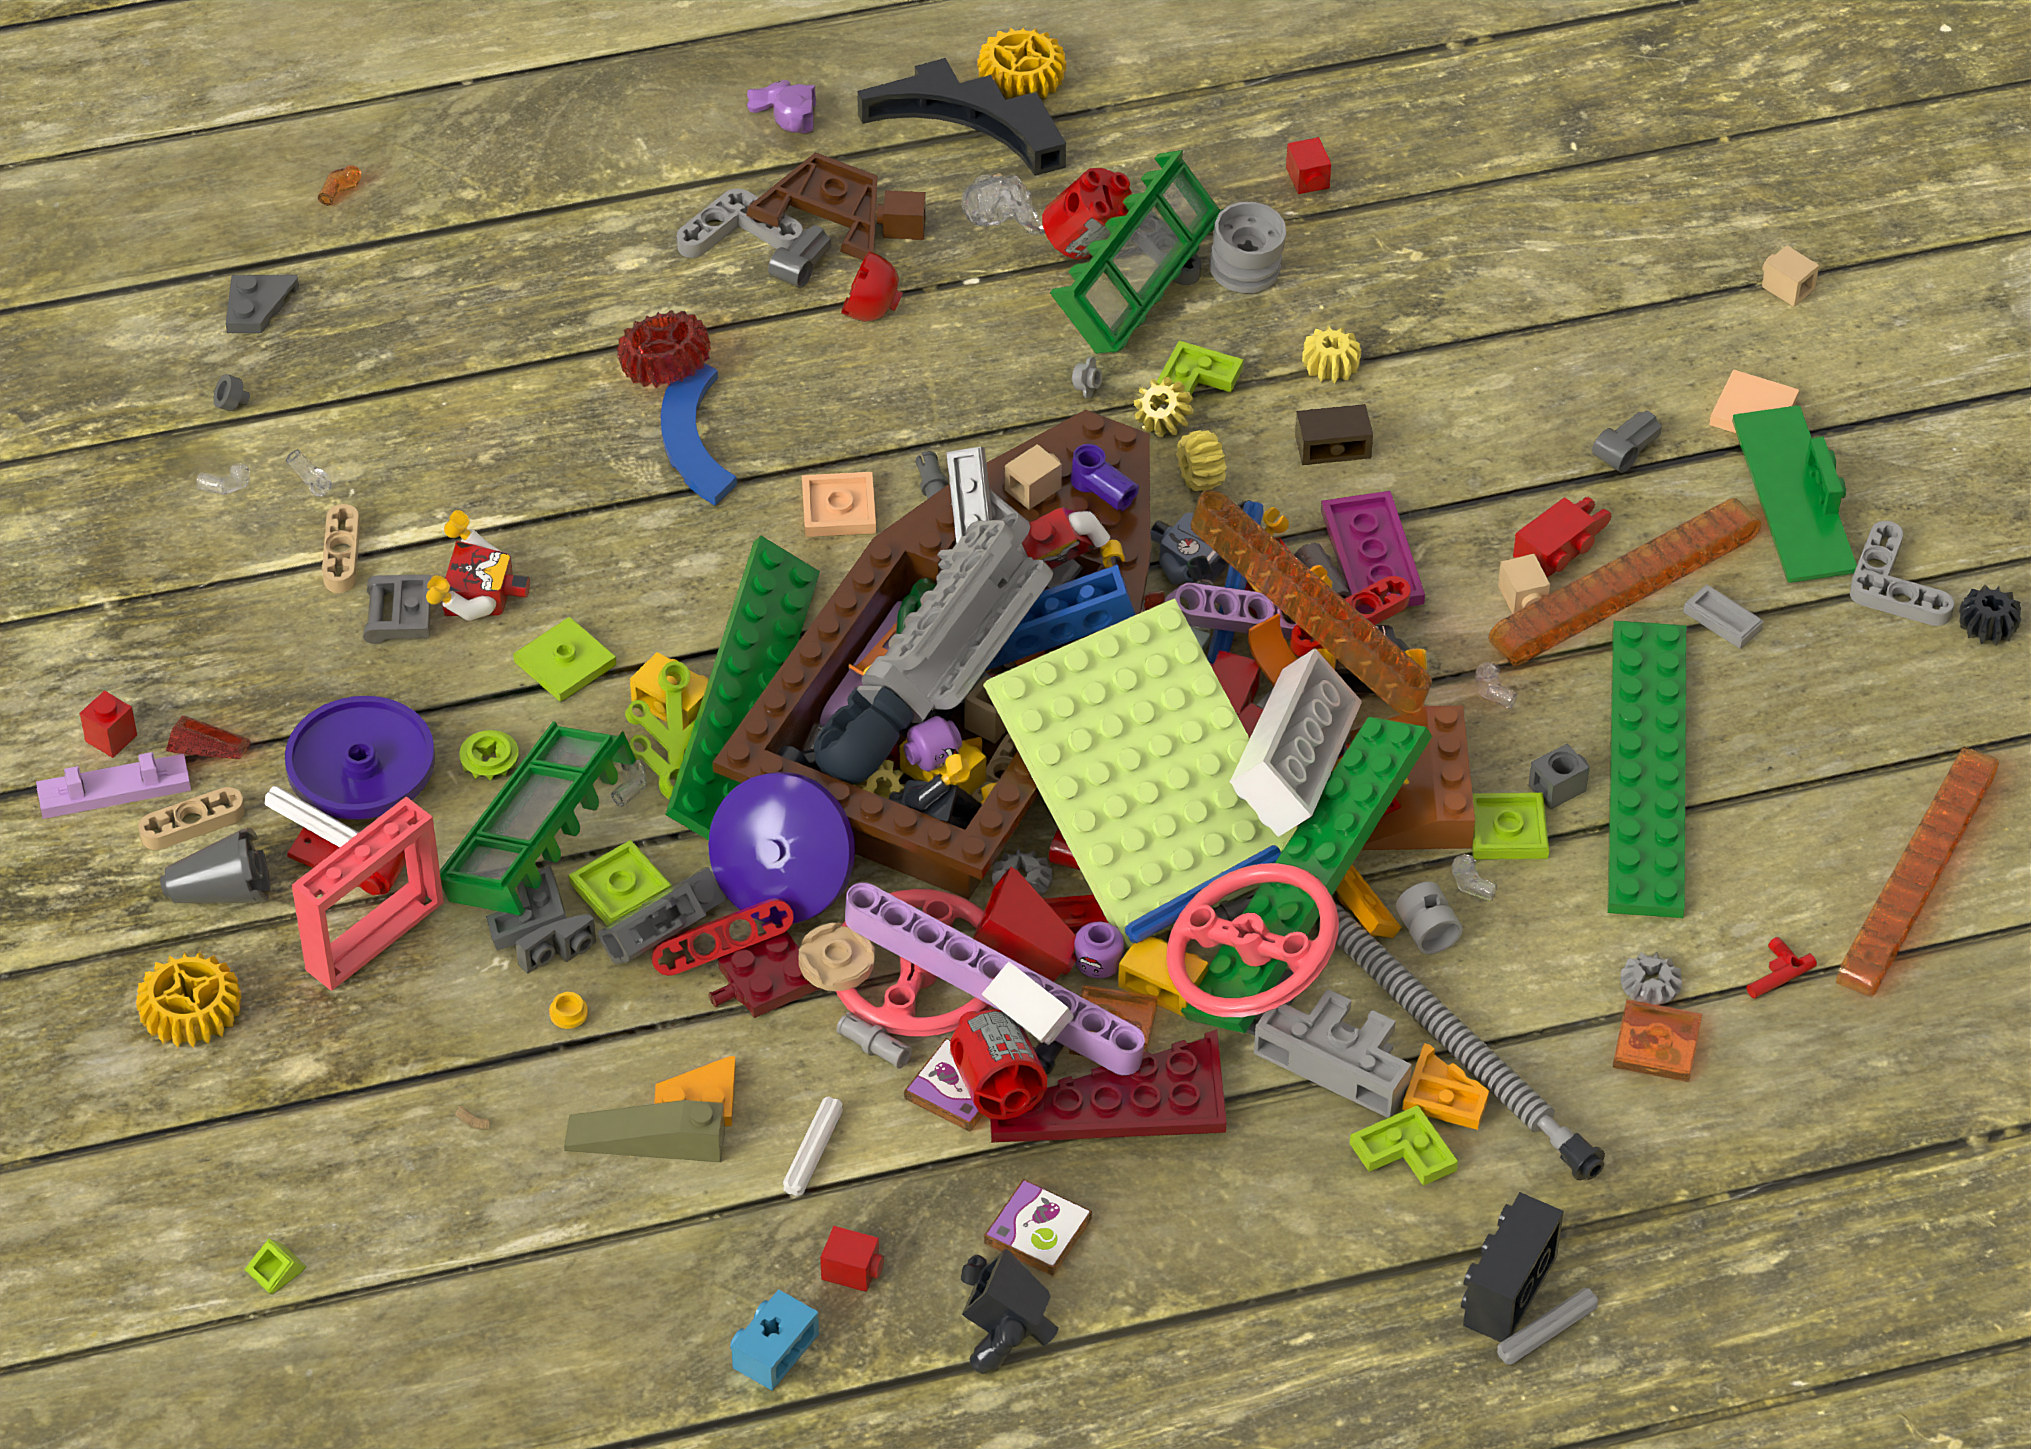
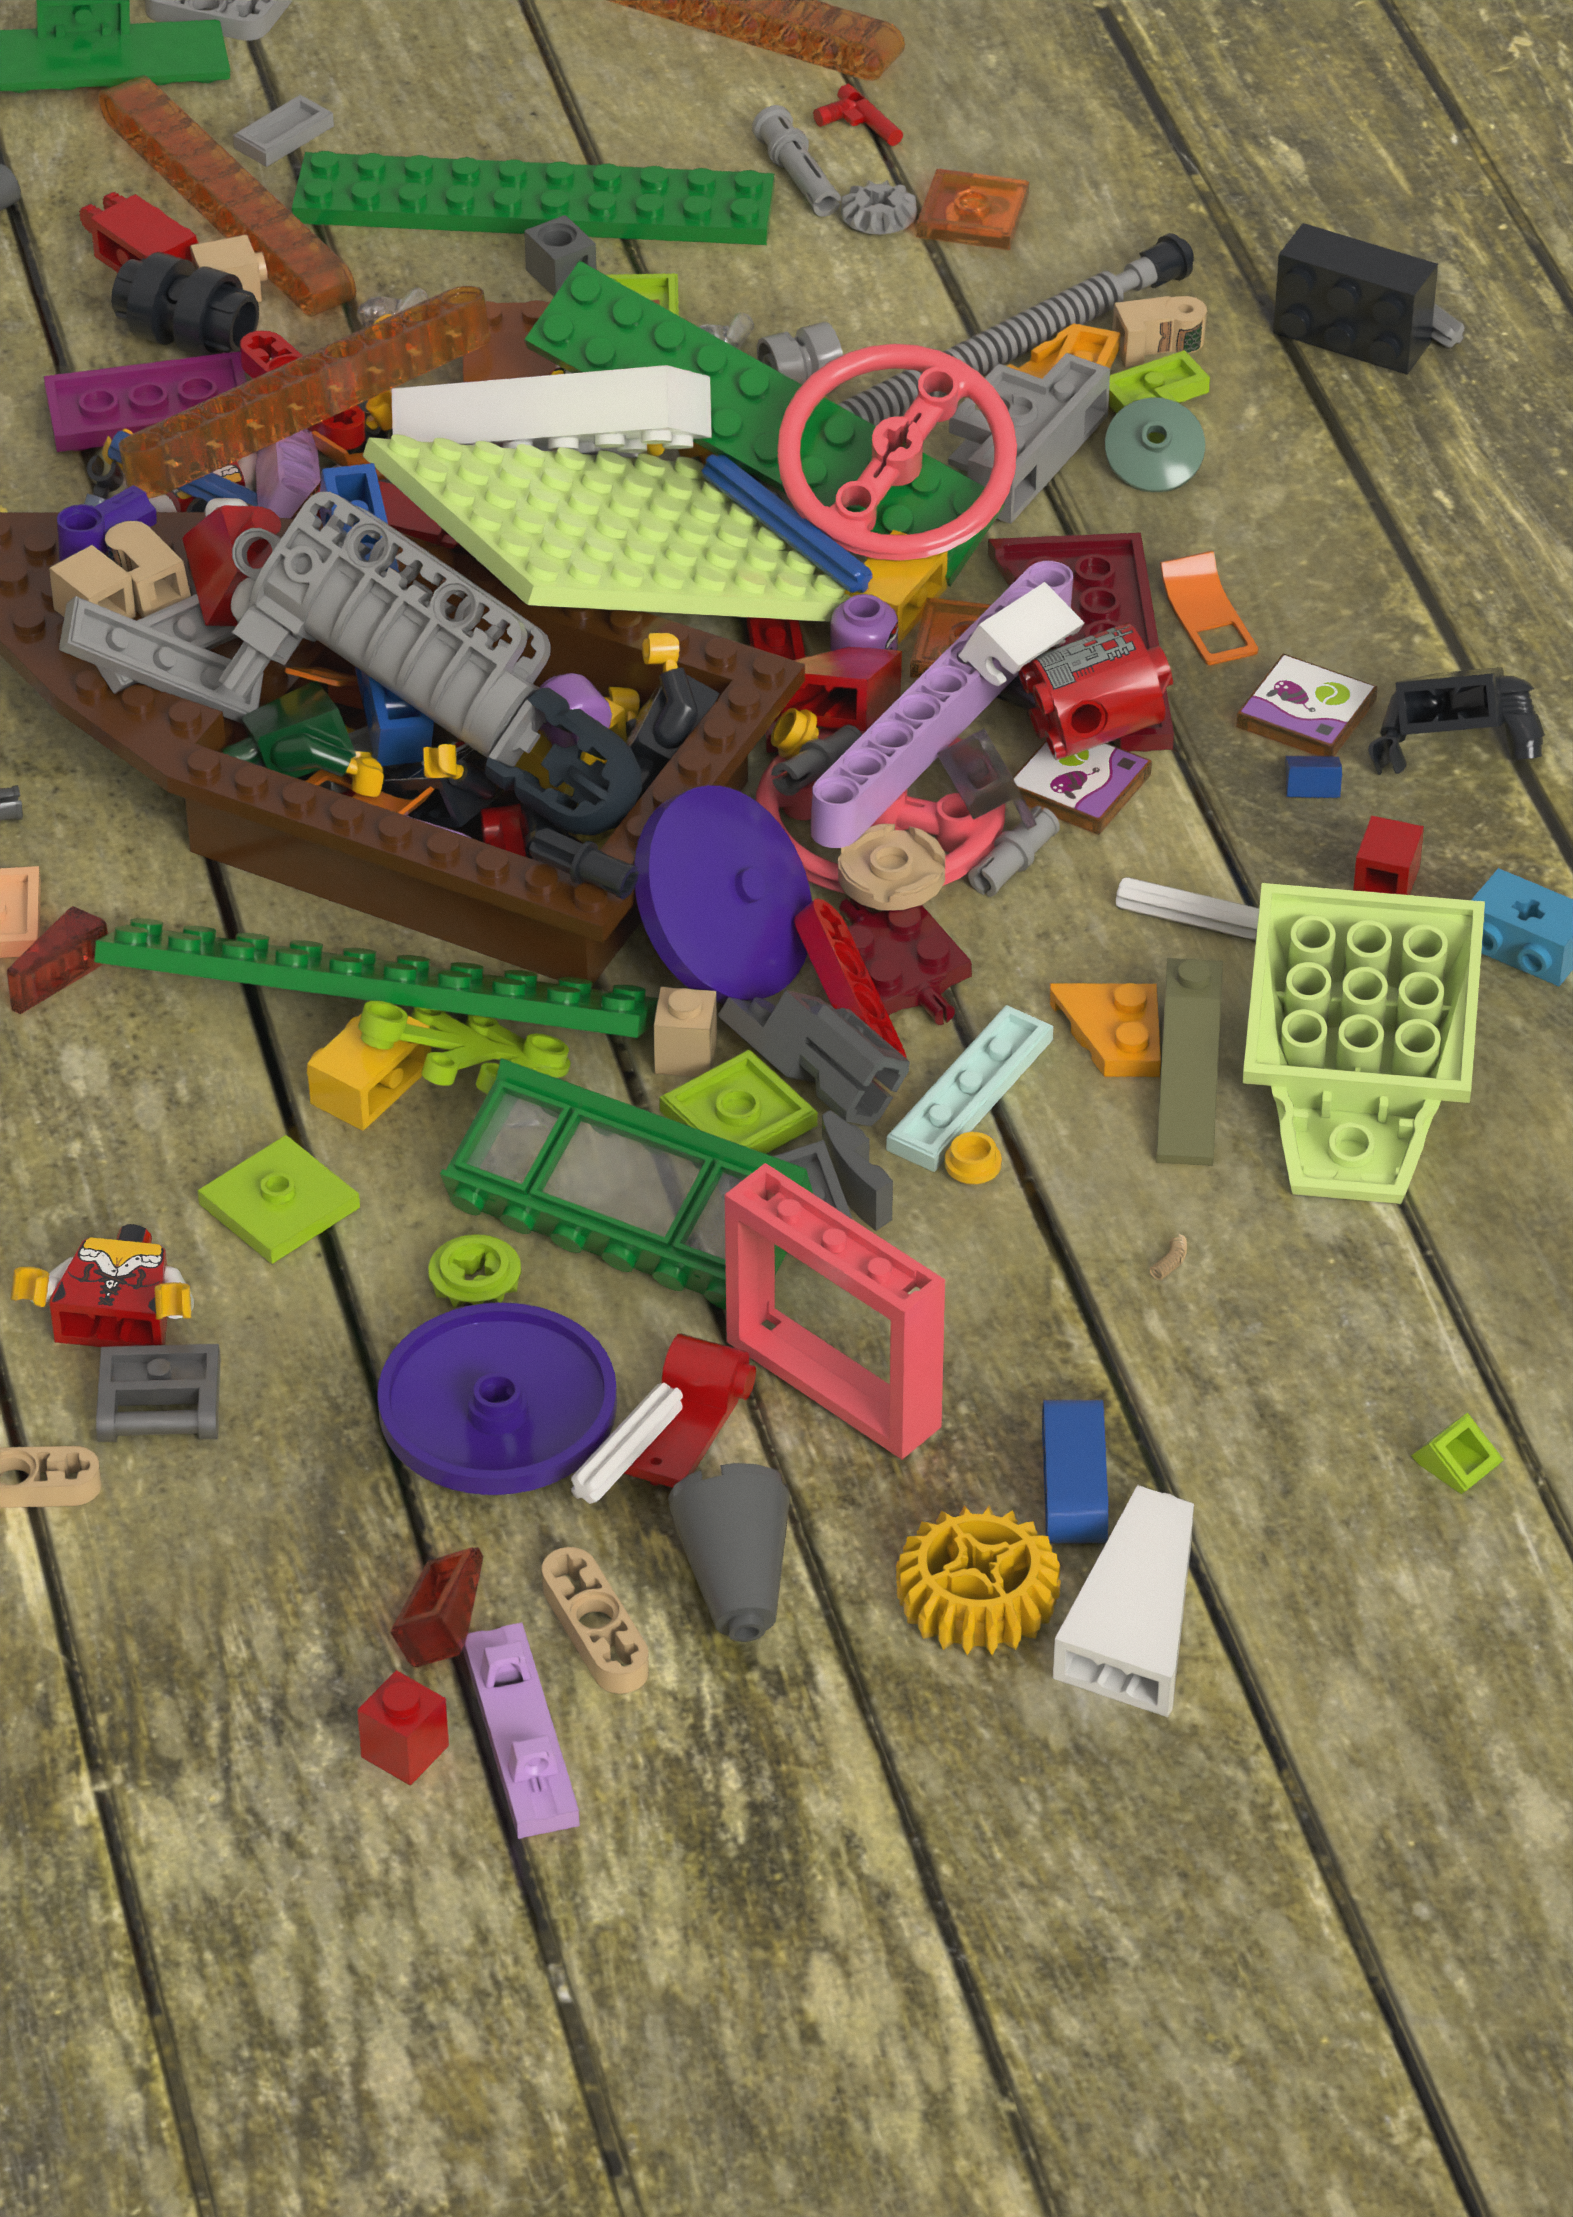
camera: 90 degrees left, 5 degrees down
(157, 1079) = (1131, 1608): none -> white slope
(275, 1052) = (1075, 1471): none -> blue beam
(644, 1014) = (969, 1087): none -> light aqua tile
(646, 1213) = (1361, 1029): none -> yellowish green wedge
(687, 849) = (685, 1031): none -> tan brick
(753, 740) = (584, 862): none -> black axle
(782, 531) = (56, 959): none -> clear red slope
(916, 1010) = (983, 777): none -> clear smoke panel
(932, 904) = (813, 760): none -> dark grey pin
(961, 1225) = (1313, 776): none -> blue slope
(968, 898) = (793, 731): none -> yellow plate
(1073, 494) = (155, 568): none -> tan leg
(1157, 1172) = (1202, 604): none -> orange piece
(1339, 1139) = (1152, 465): none -> sand green dish
(1466, 557) = (173, 301): none -> black piece
(1496, 1147) = (1159, 326): none -> tan leg
(1718, 919) = (789, 150): none -> light grey pin

